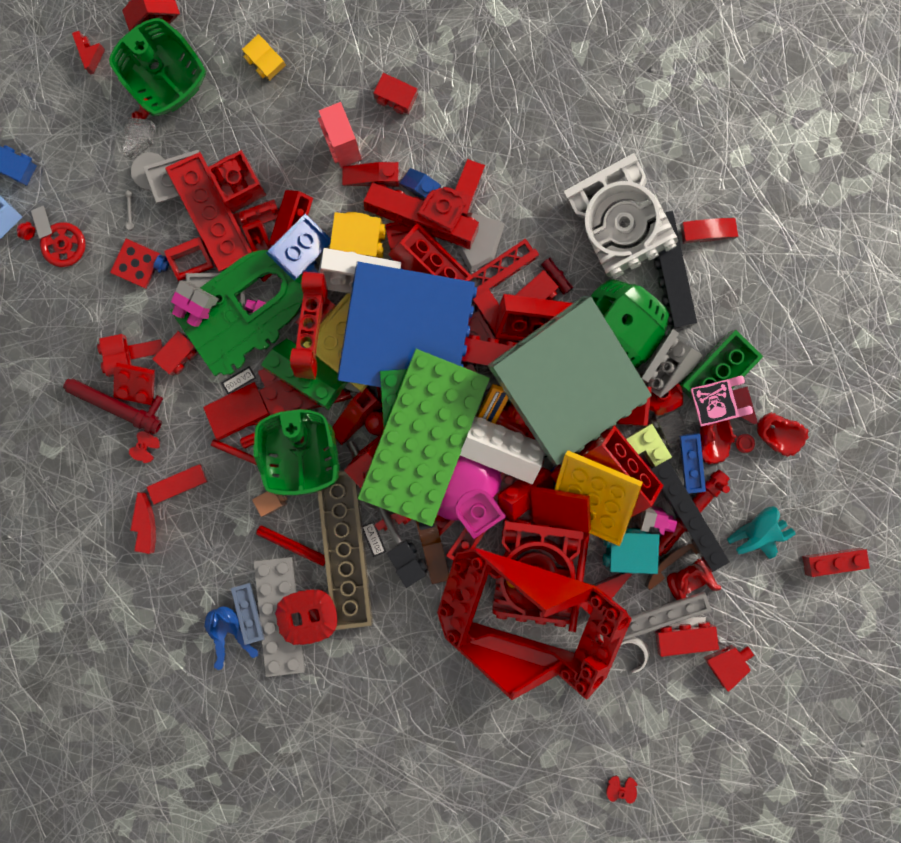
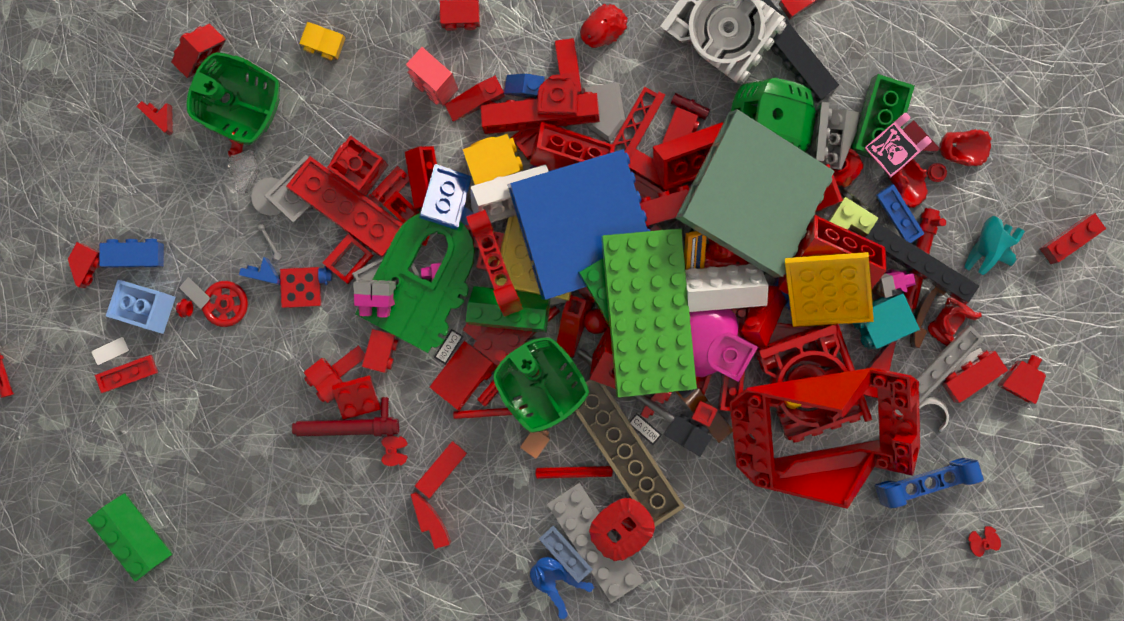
camera: 25 degrees left, 0 degrees up
(111, 235) = (267, 272): none -> blue slope
(431, 552) = (704, 413): none -> red plate
(516, 167) = (603, 26): none -> red piece
(561, 509) = (804, 314): red tile -> none
(633, 717) = (962, 471): none -> blue beam

